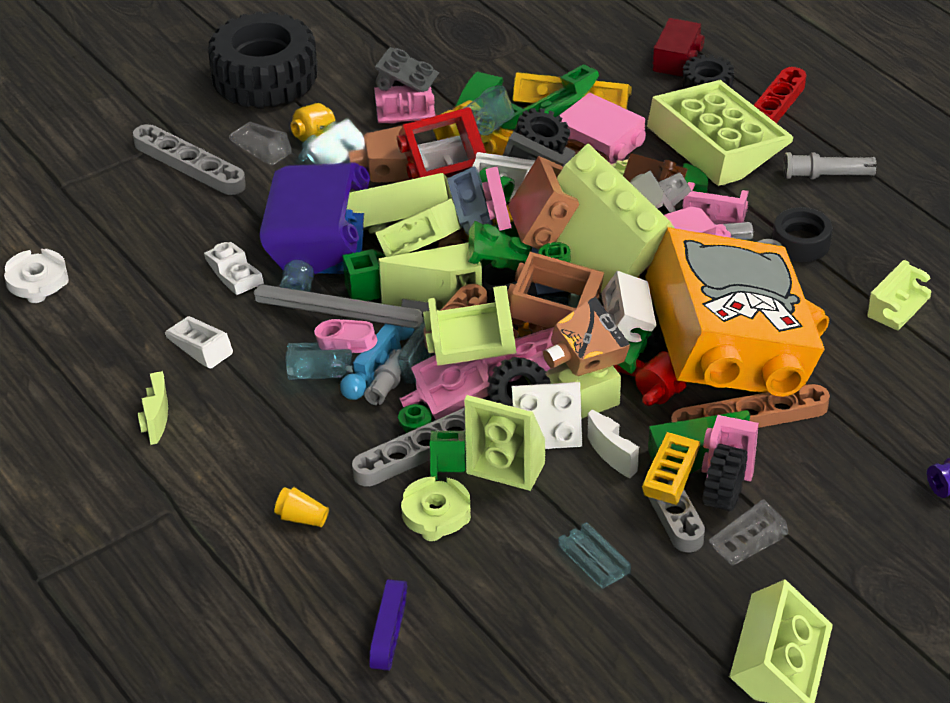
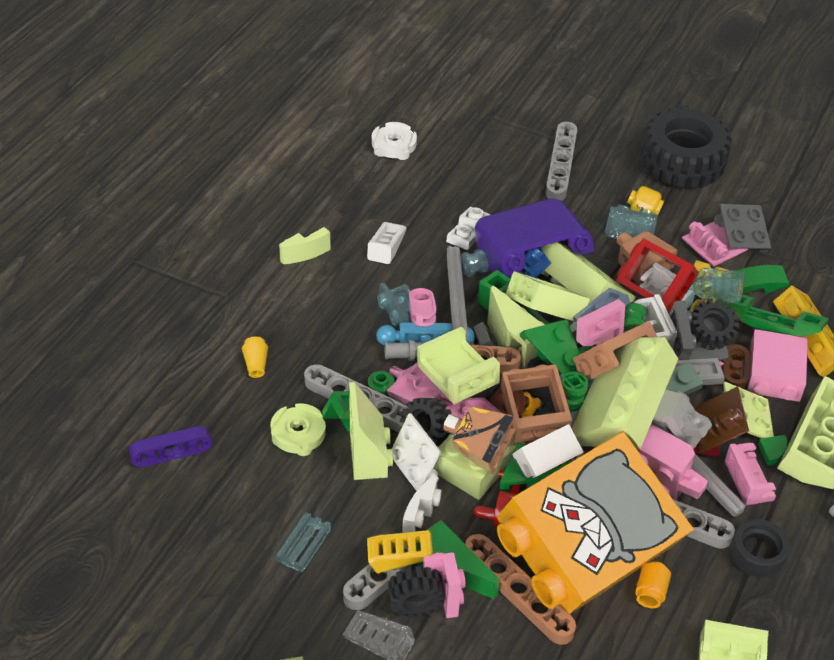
camera: 60 degrees right, 5 degrees up
(265, 144) = (608, 188): clear slope -> none

